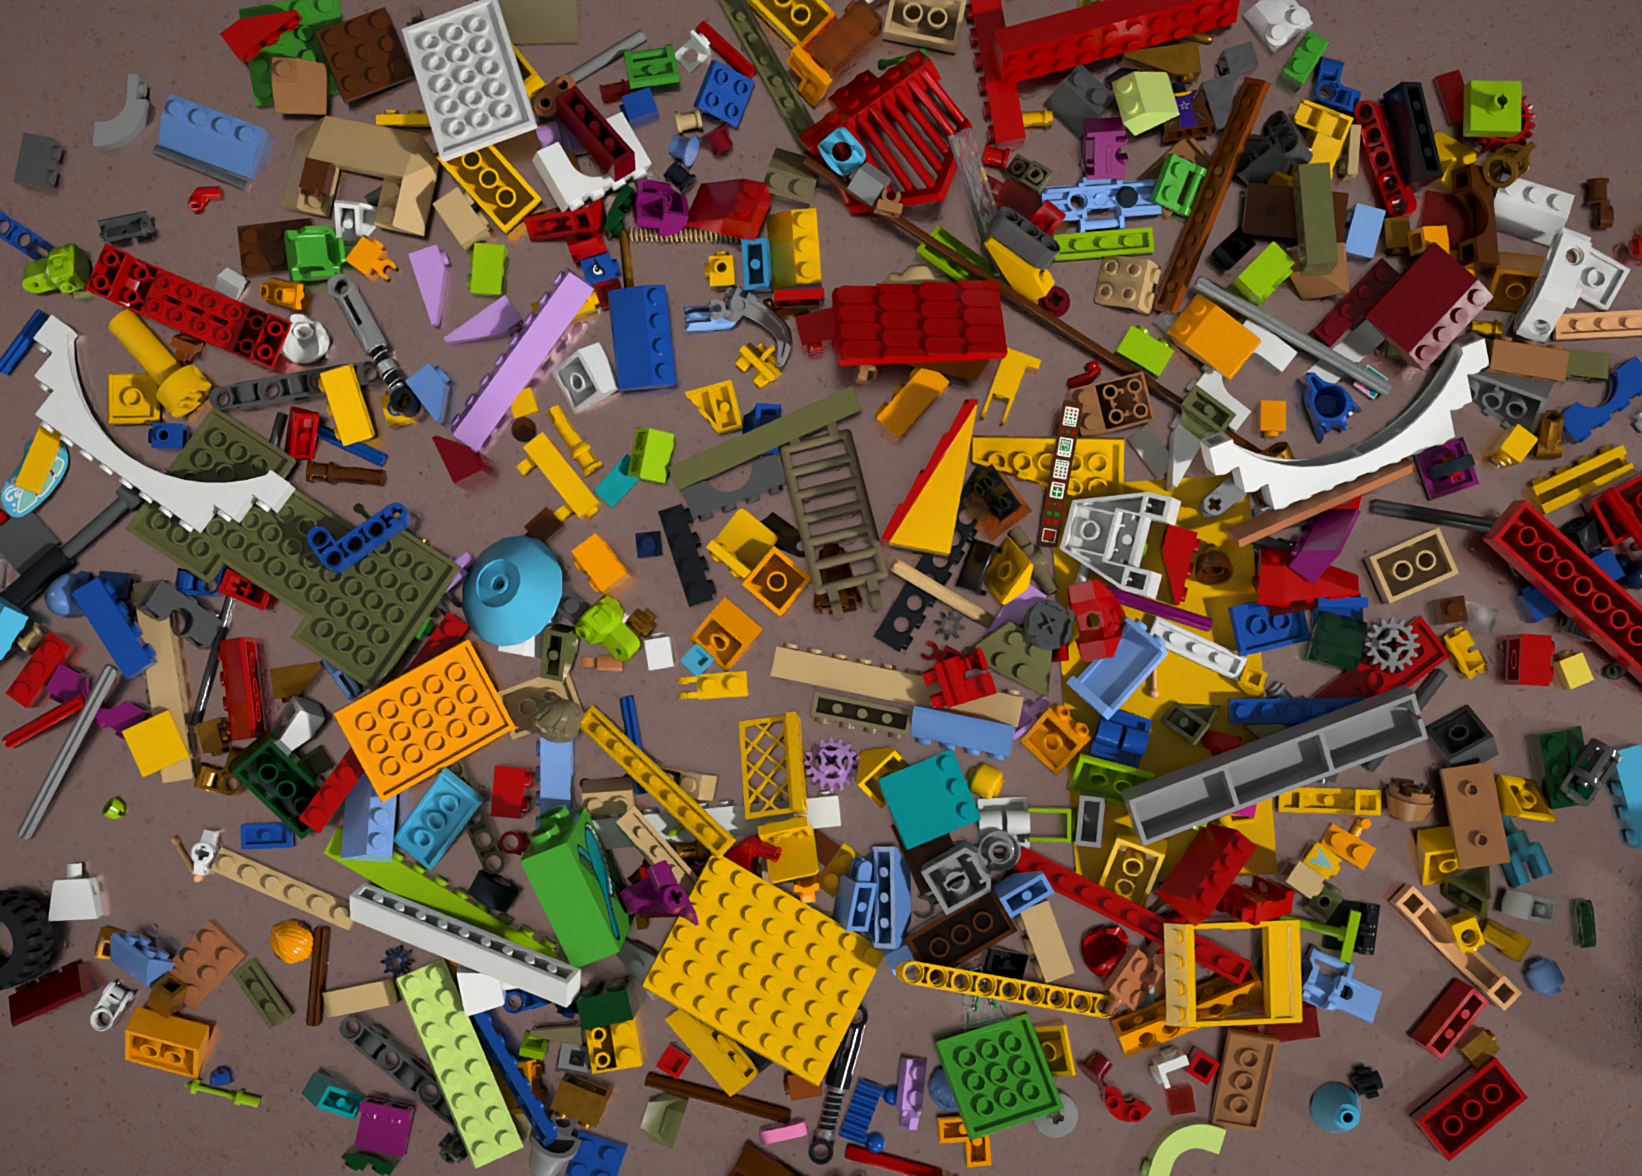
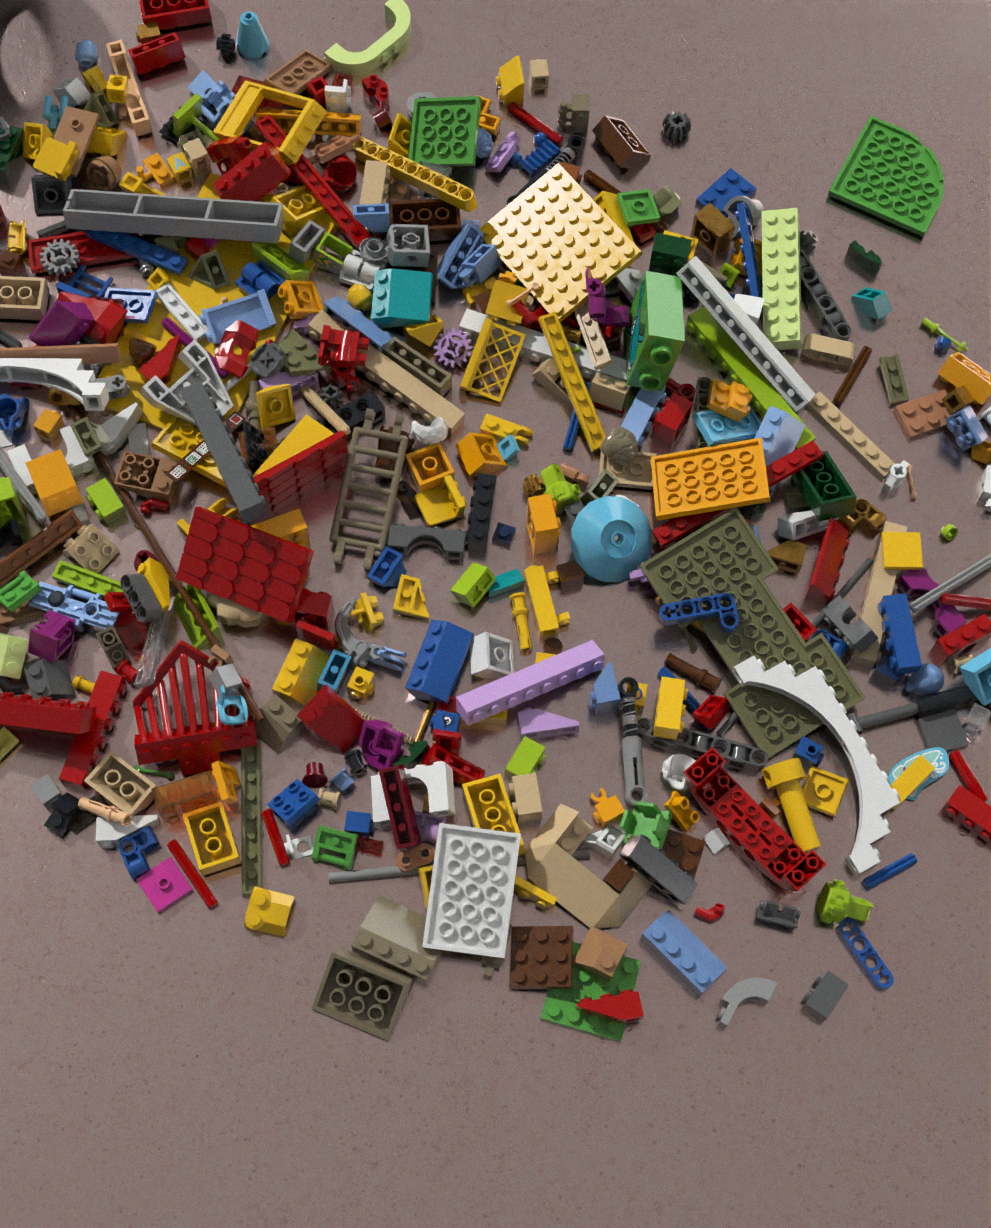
camera: 155 degrees left, 20 degrees down
(200, 167) = (703, 936): flat silver bar -> none
(213, 736) = (859, 545): pearl gold brick -> none
(266, 836) = (851, 469): blue plate -> none
(275, 206) = (658, 869): none -> black brick
(291, 941) = (860, 401): light orange hair -> none
(384, 1126) = (845, 273): magenta bracket -> none
(388, 962) = (796, 358): dark blue gear -> none
(431, 274) = (567, 776): lavender slope -> none
(451, 851) = (729, 399): none -> light orange plate
(462, 462) = (605, 630): dark red slope -> none
(493, 891) = (712, 366): black wheel -> none
(566, 1052) = (713, 256): light grey brick -> none
(659, 652) = (531, 462): white brick -> none
(692, 1086) = (638, 207): none -> bright green plate
(763, 887) = (535, 286): none -> light nougat hinge
(765, 438) = (389, 557): olive tile -> none
(783, 1132) = (596, 165): bright pink beam -> none
(798, 623) = (429, 434): none -> white hair
(932, 900) = (439, 243): light grey piece -> none
(976, 566) = (291, 417): black hinge -> none
(1005, 963) = (407, 192): black slope -> none
(1018, 446) = (224, 452): none -> dark grey brick
(1337, 641) = (91, 276): clear green slope -> none
(1473, 773) = (57, 158): none -> yellow bracket
(1585, 923) = (44, 69): clear green beam -> none

